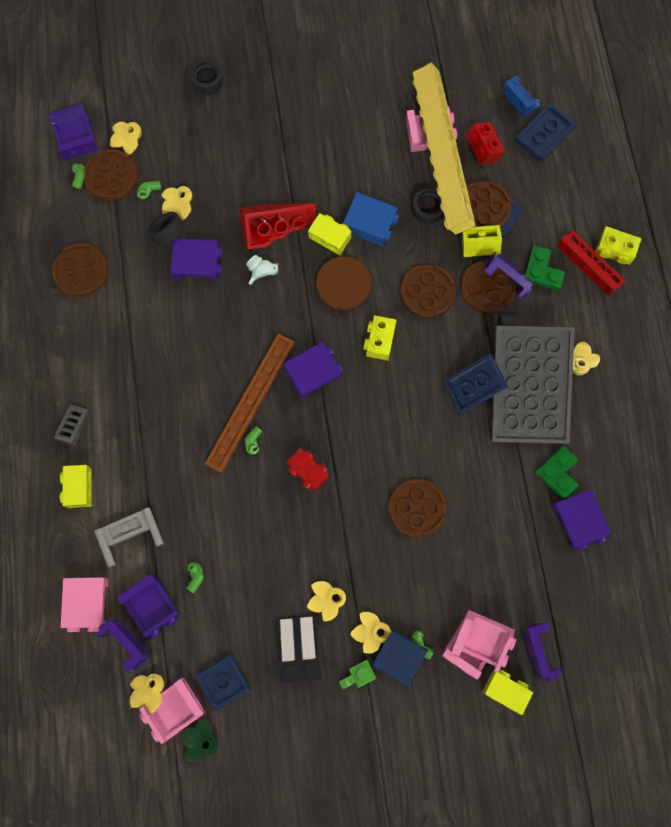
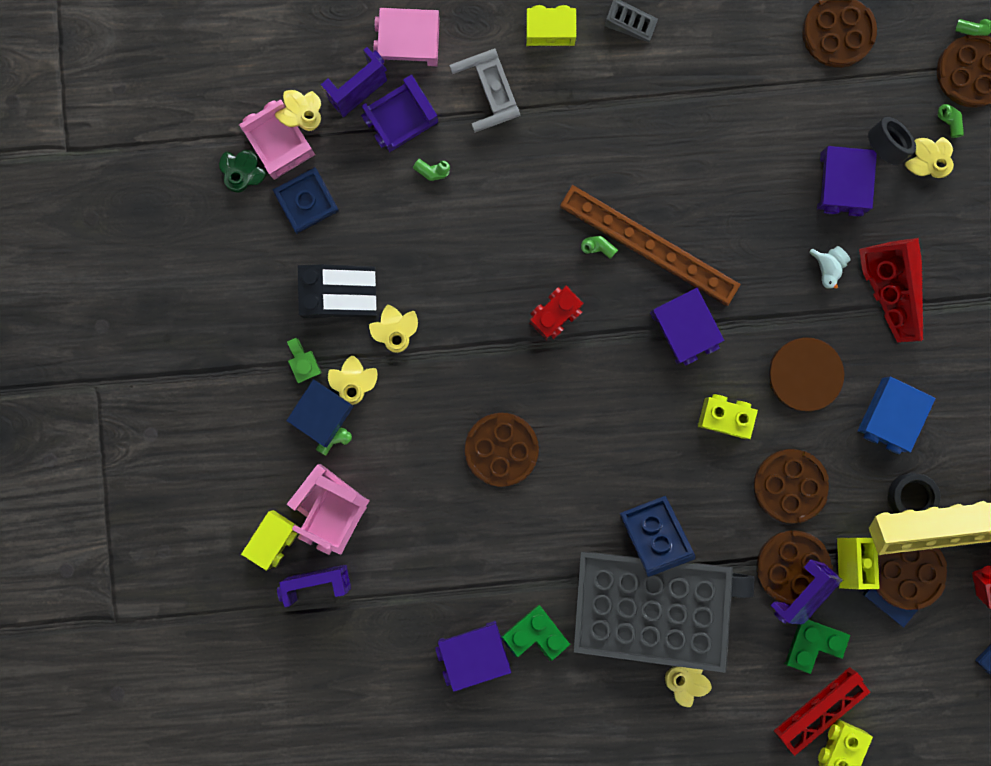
camera: 90 degrees right, 10 degrees up
(329, 233) = (876, 359): neon yellow brick -> none

